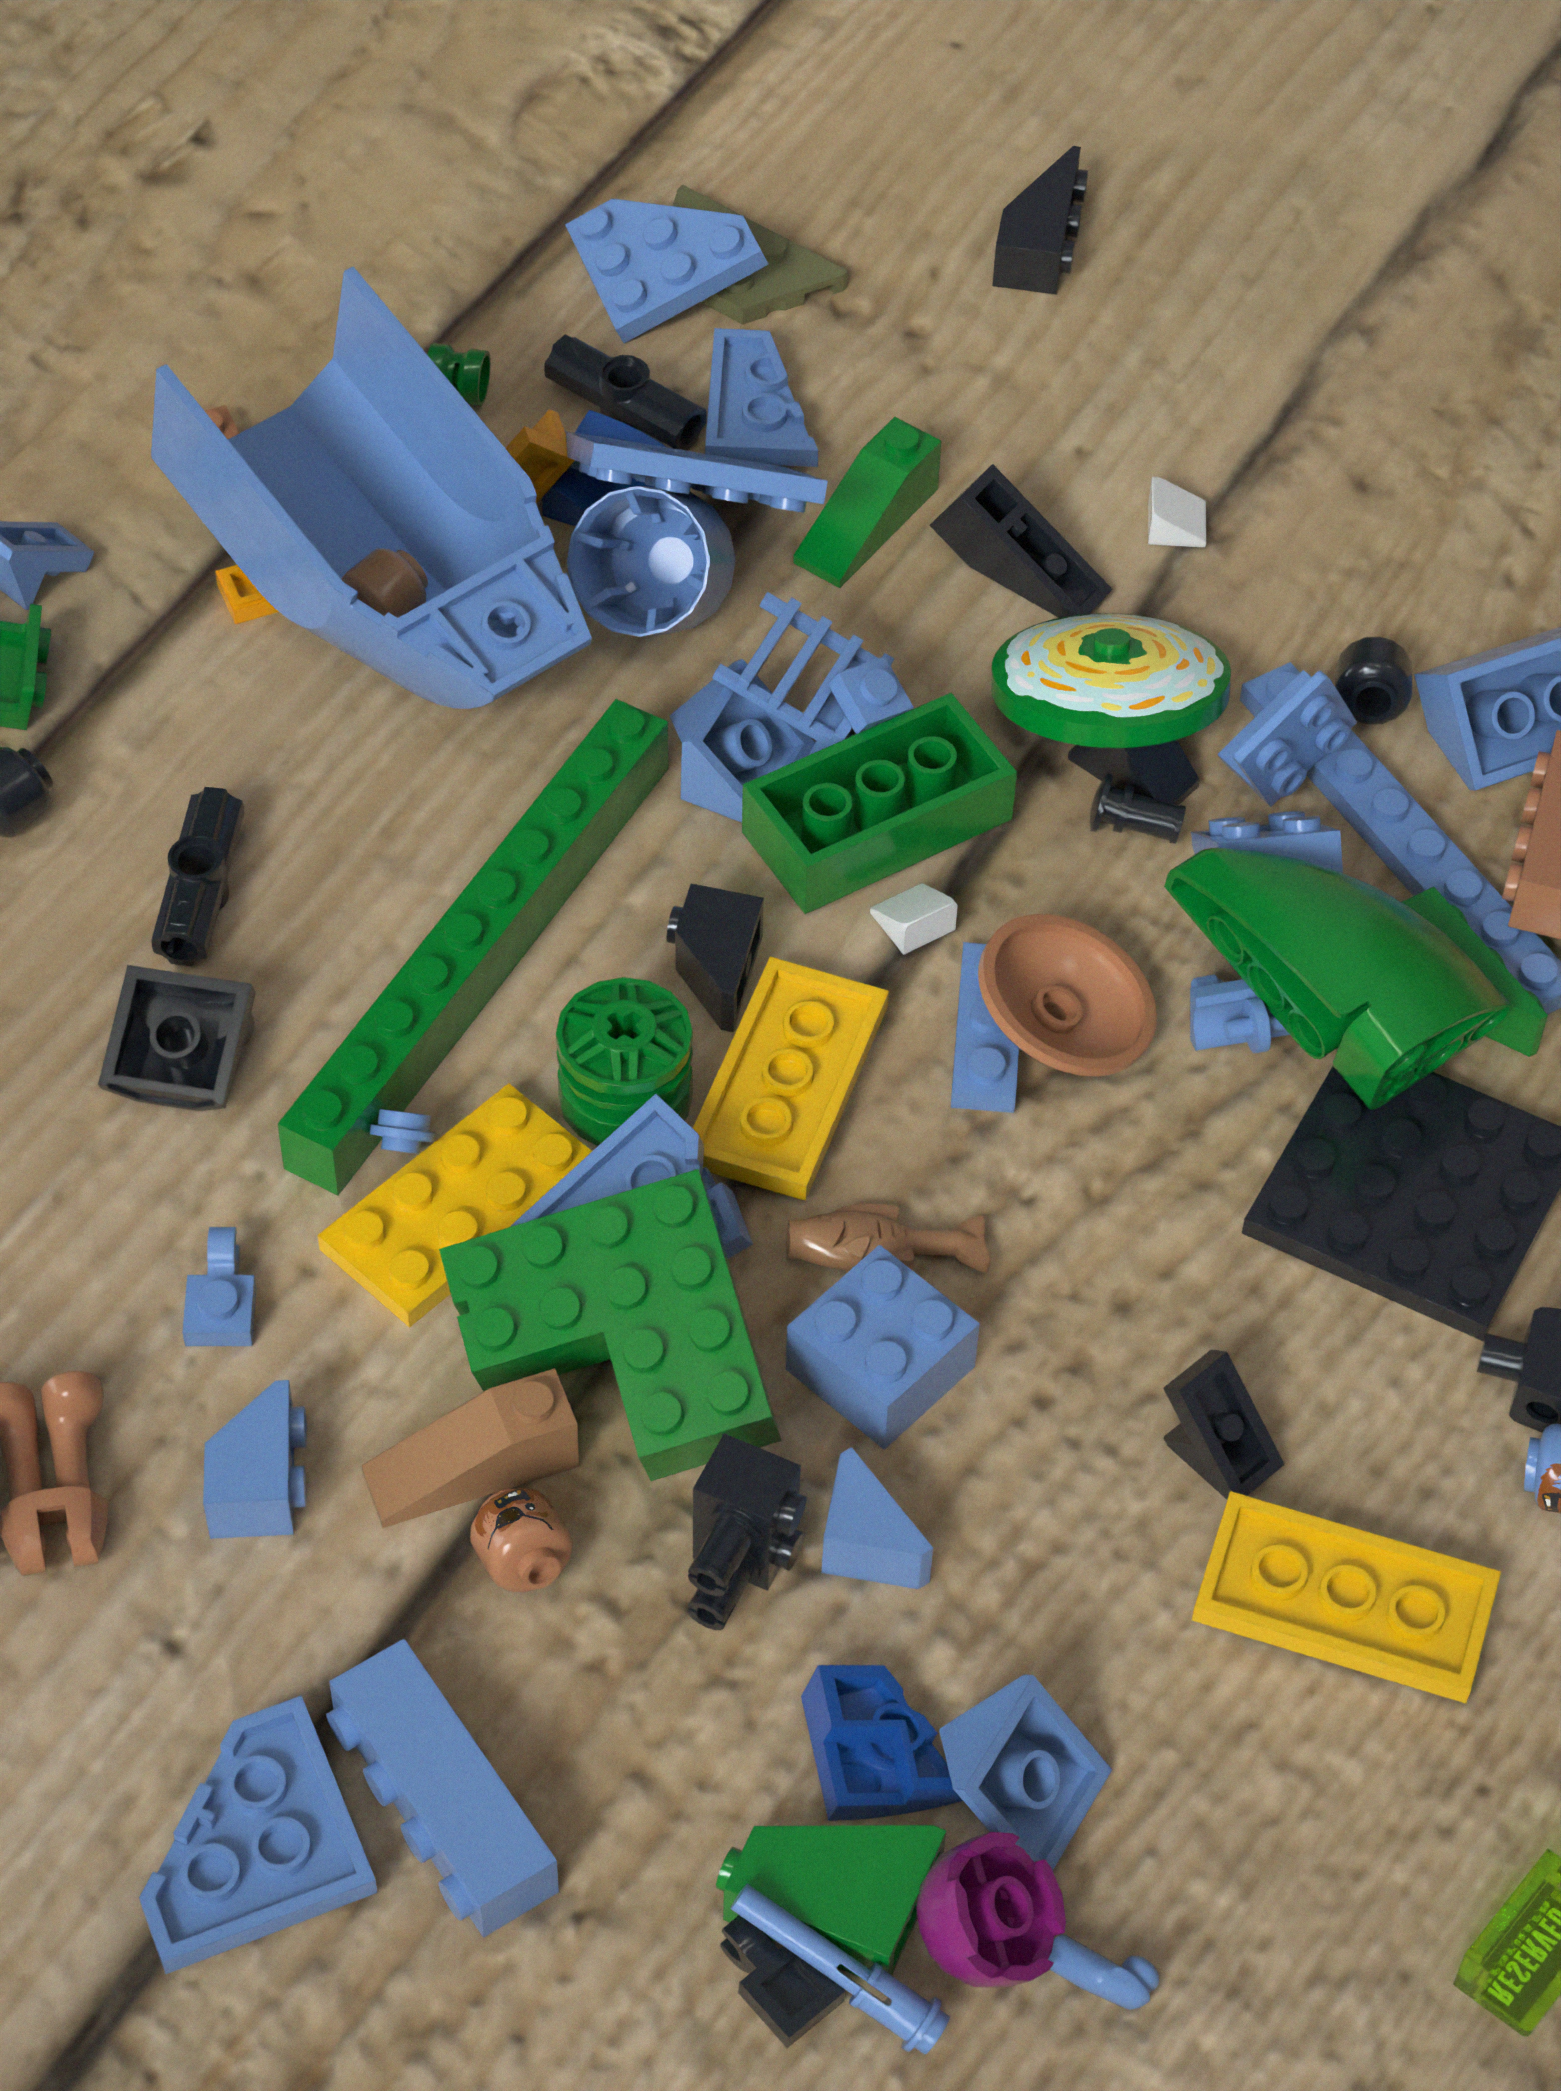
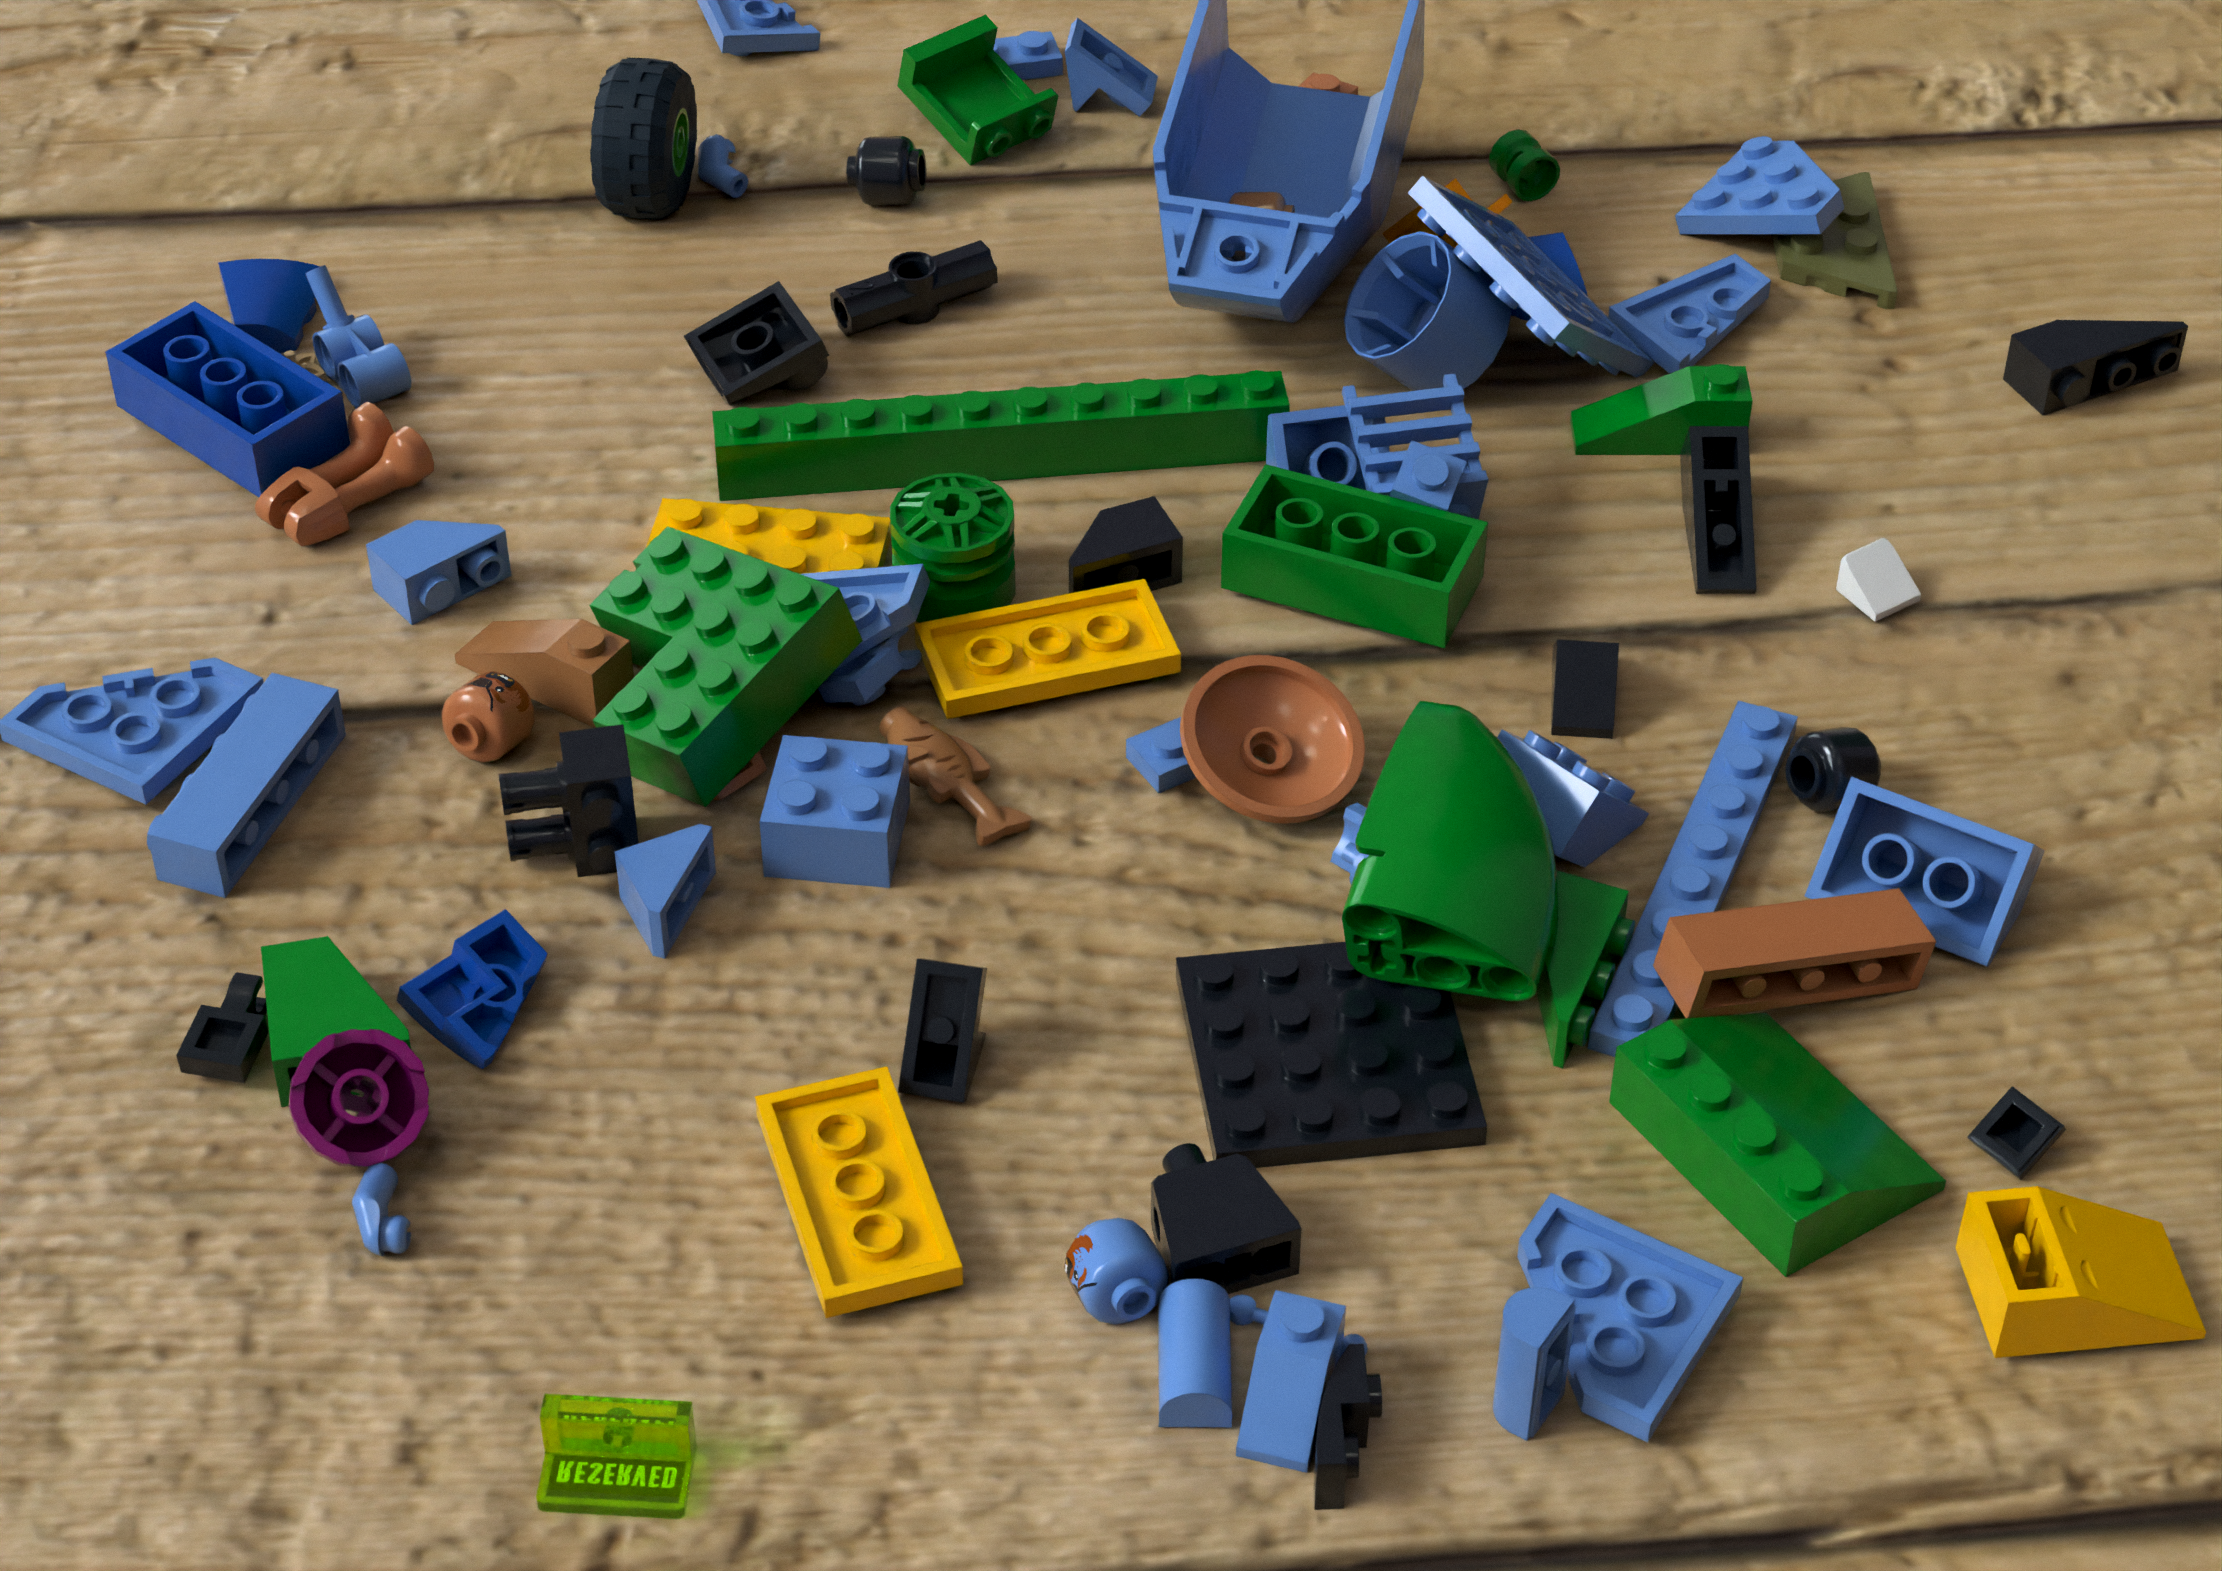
camera: 55 degrees right, 10 degrees down
(221, 1303) = (568, 489): medium blue plate -> none
(402, 1130) = (786, 483): medium blue plate -> none
(625, 392) = (1611, 244): black piece -> none
(903, 2012) = (251, 1078): medium blue pin -> none
(916, 917) = (1283, 640): white slope -> none
(1024, 1767) = (505, 1071): medium blue slope -> none
(1110, 680) = (1631, 615): dish -> none
(1135, 812) = (1519, 694): black pin -> none
(1289, 737) = (1682, 727): medium blue bracket -> none

